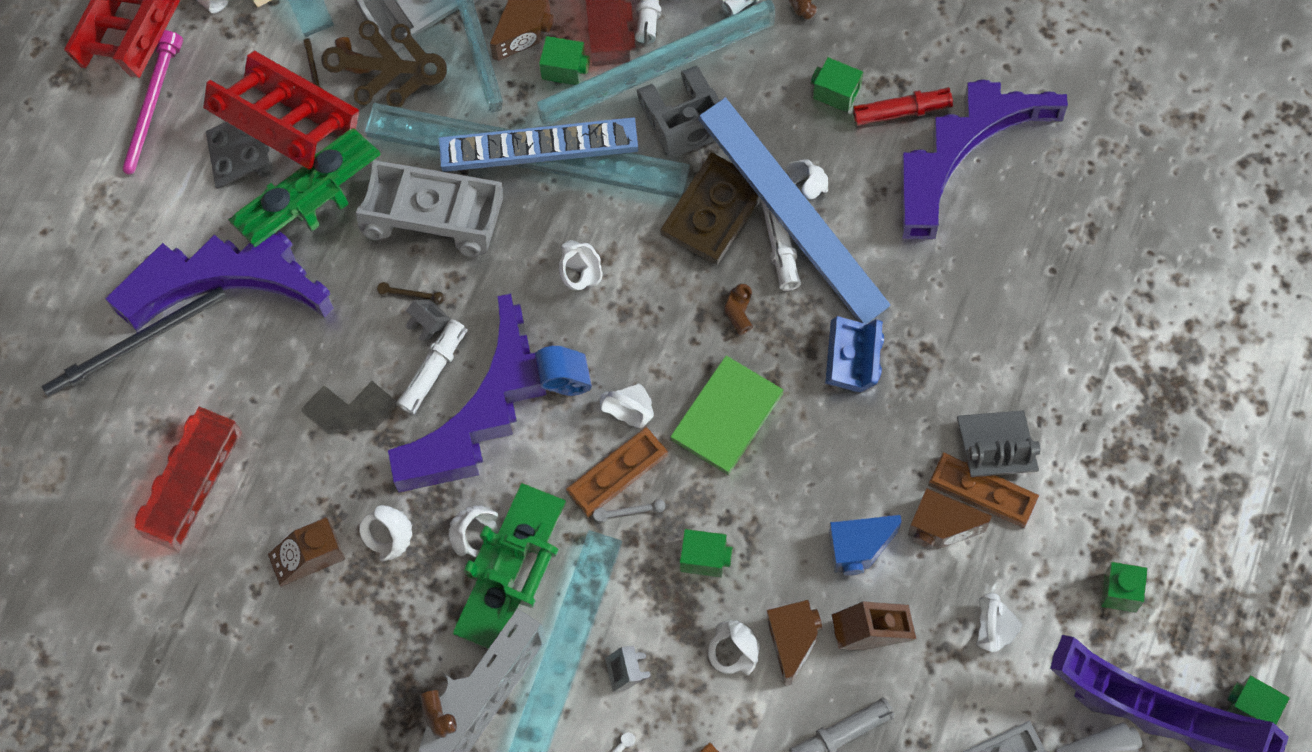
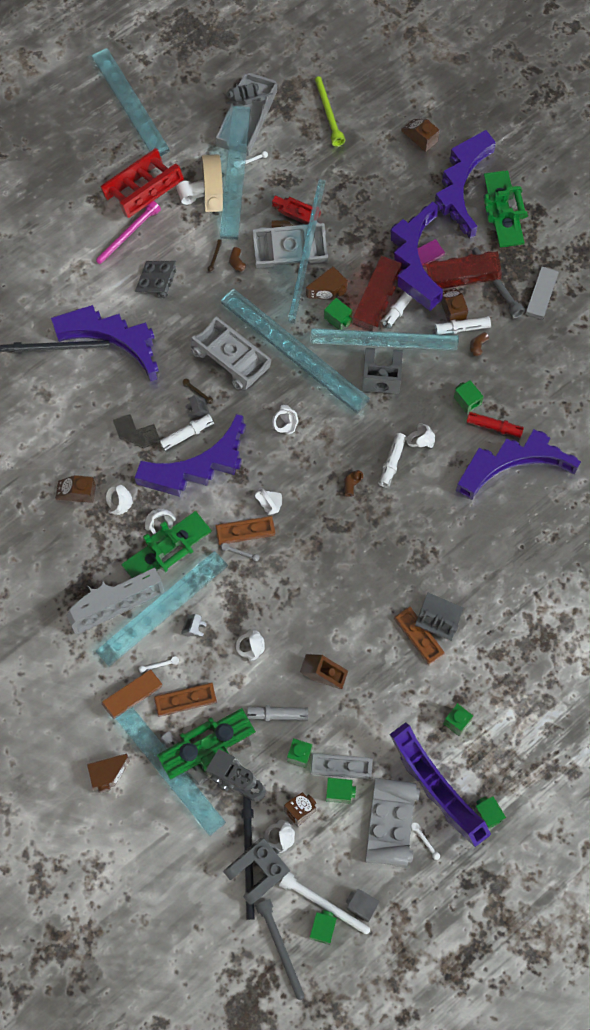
camera: 25 degrees right, 0 degrees up
(187, 479) = (41, 425): clear red brick -> none
(292, 91) = (198, 263): red fence -> none
(305, 189) = (175, 313): green piece -> none
(390, 64) = (251, 272): dark brown plant -> none
(433, 713) = (86, 600): reddish brown arm -> none
(538, 144) = (300, 350): tile -> none
(563, 370) = (246, 467): blue beam -> none
(705, 553) = (263, 591): green brick -> none
(711, 210) = (369, 426): dark brown plate -> none
(727, 415) = (315, 531): bright green tile -> none
(793, 635) = (282, 655): reddish brown slope -> none
(794, 212) = (406, 449): medium blue tile -> none
(854, 354) = (394, 534): blue bracket -> none
(860, 542) = (342, 627): blue slope -> none
(945, 521) = (389, 640): reddish brown slope -> none
(997, 622) = (385, 703): white piece -> none

